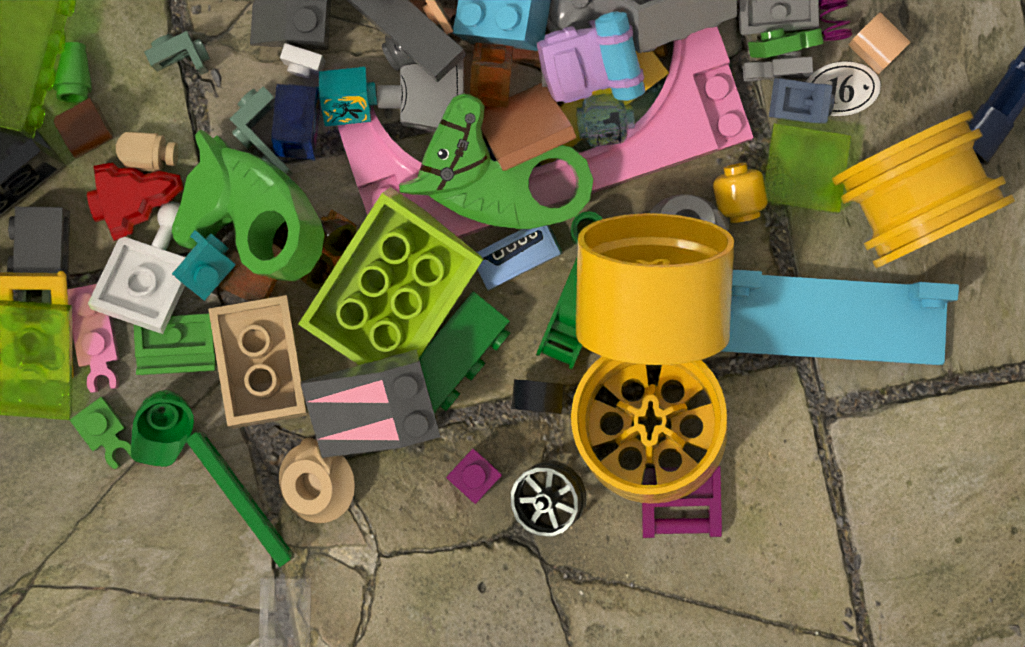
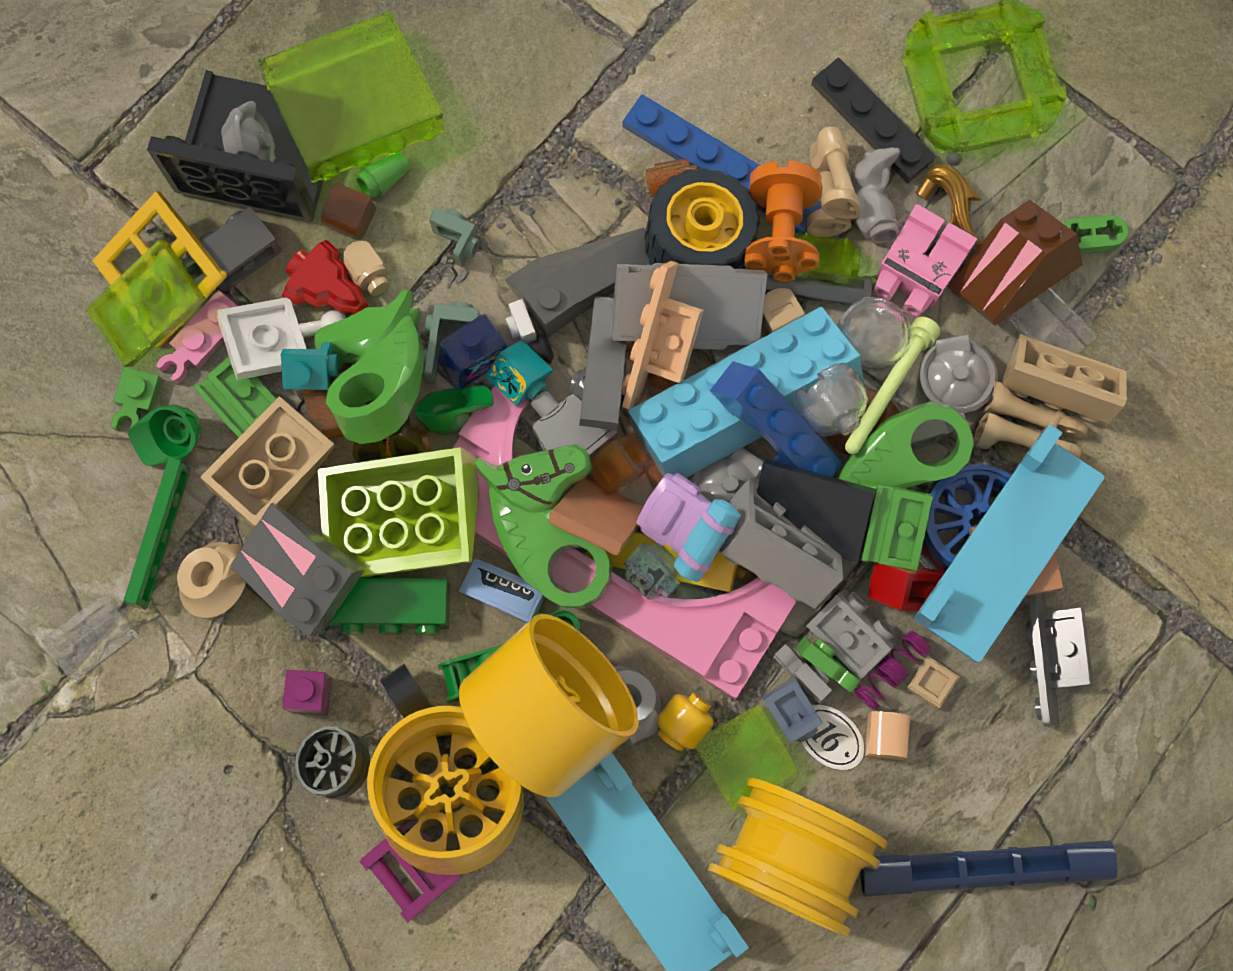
camera: 50 degrees right, 10 degrees down
(329, 176) = (449, 409): none -> green cap
(336, 60) = (542, 348): none -> black piece

